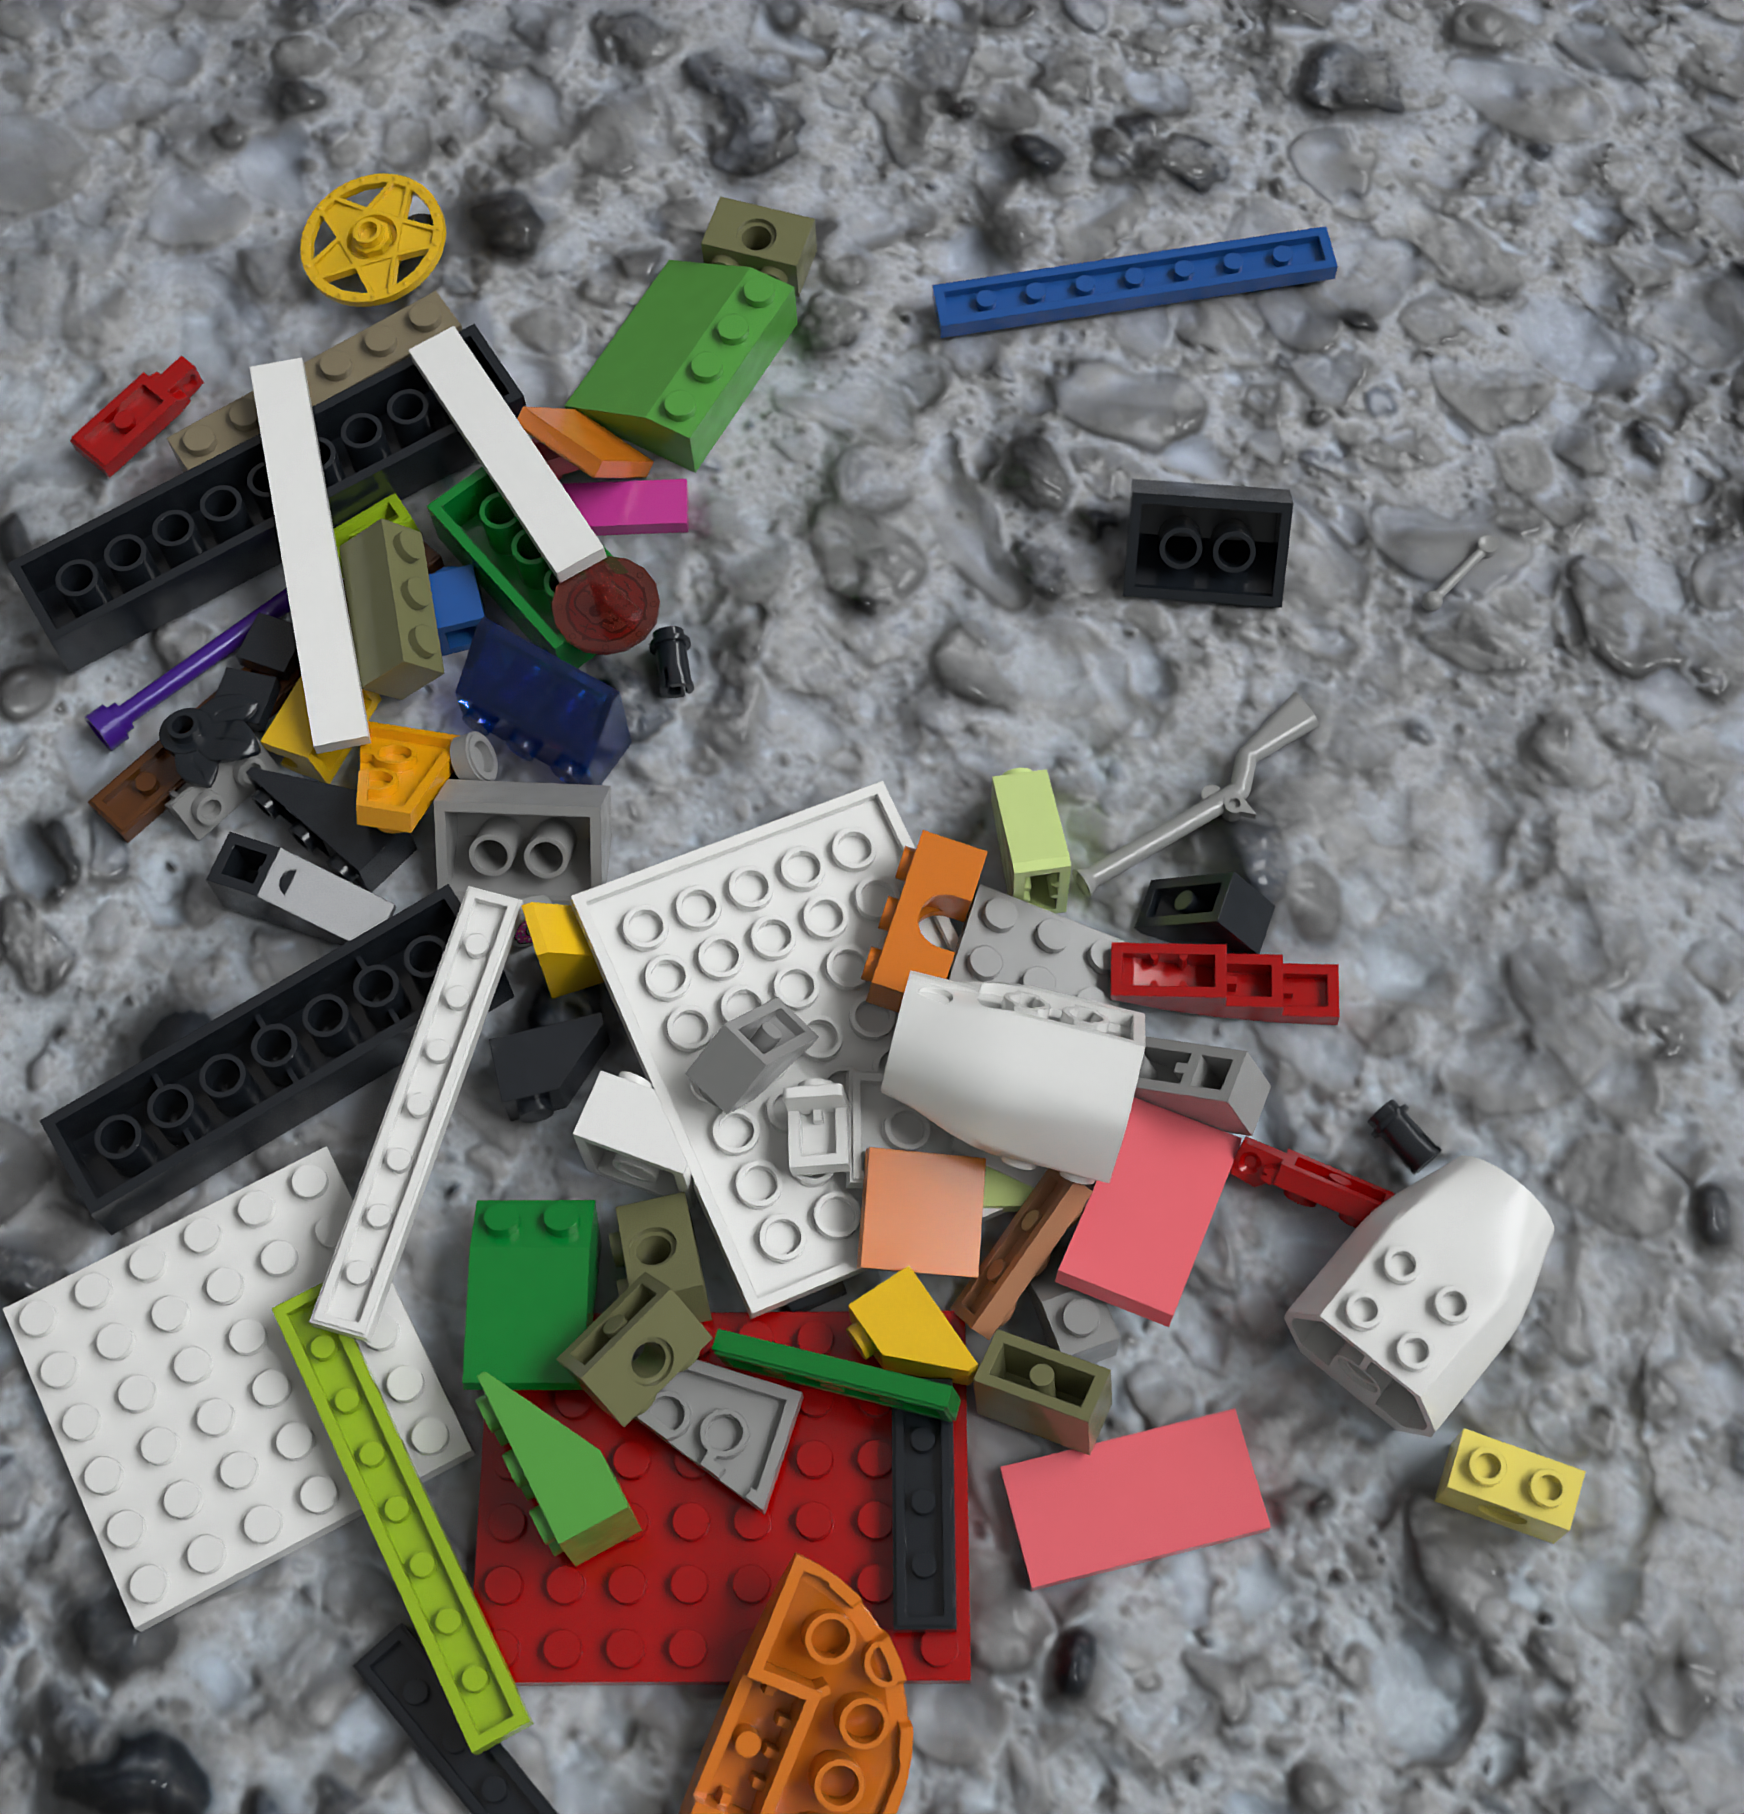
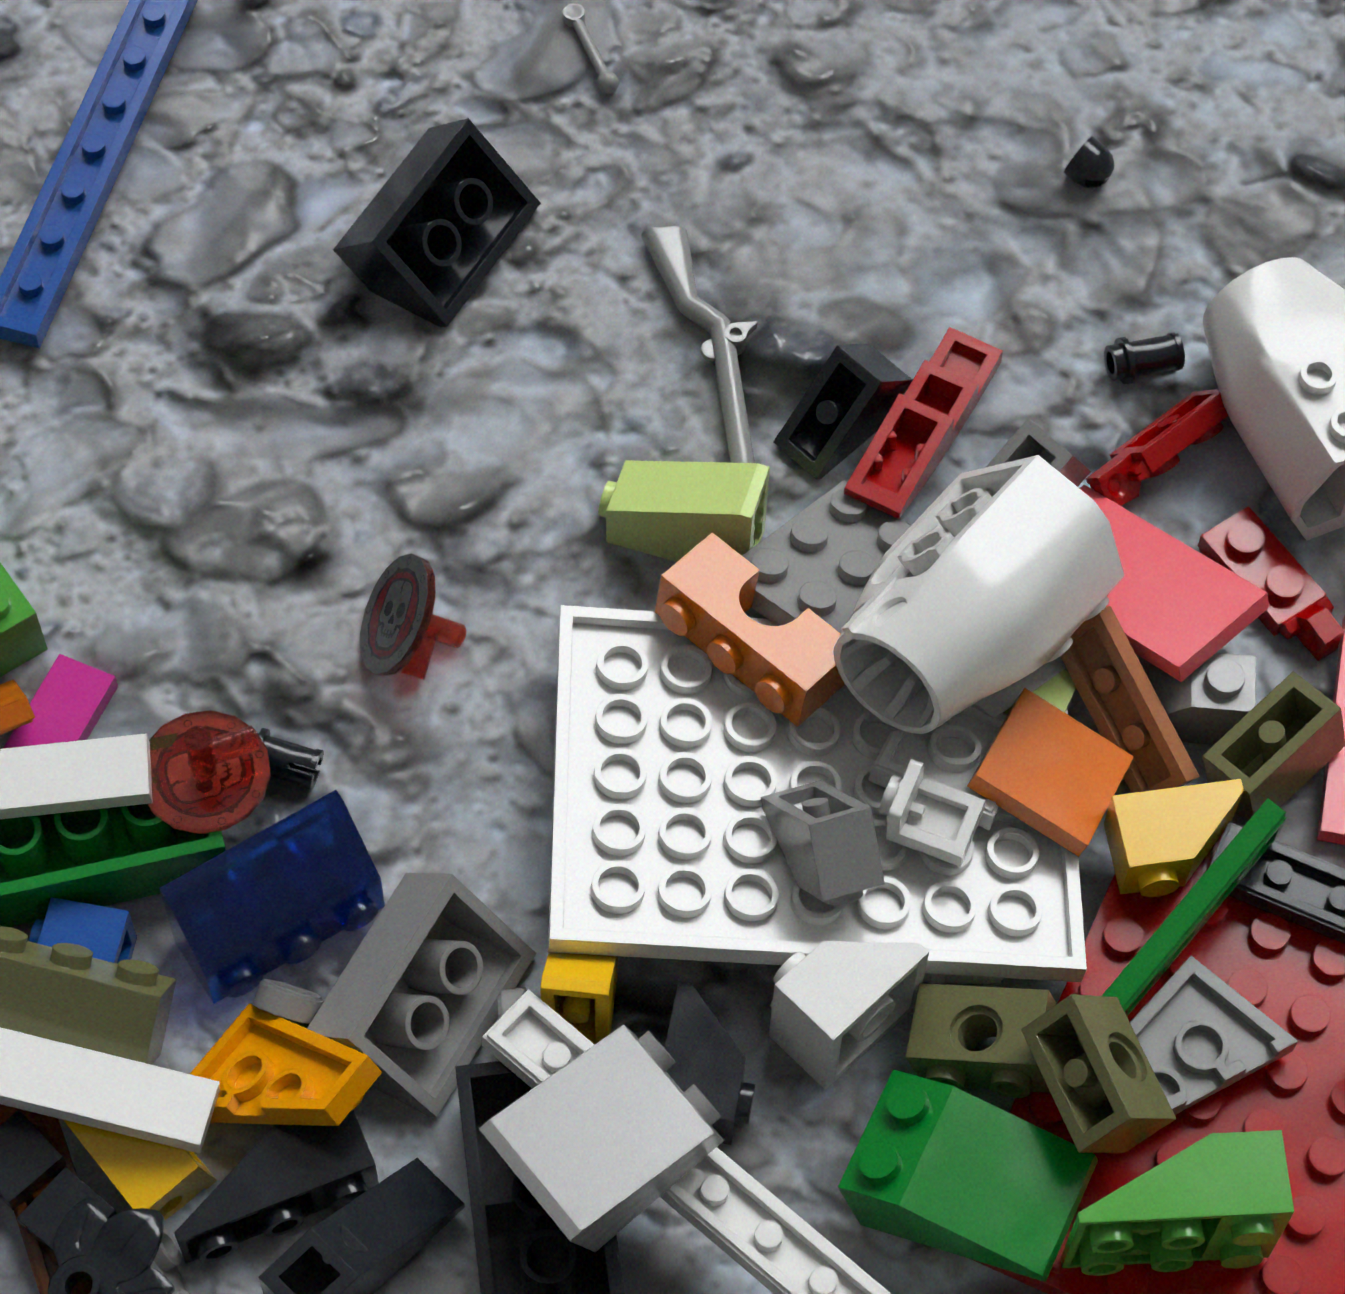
camera: 70 degrees left, 5 degrees down
(395, 994) = (605, 1136): none -> slope
(825, 680) = (399, 621): none -> shield
(1235, 1333) = (1294, 598): none -> red hinge
(1585, 1010) = (1091, 164): none -> black hinge

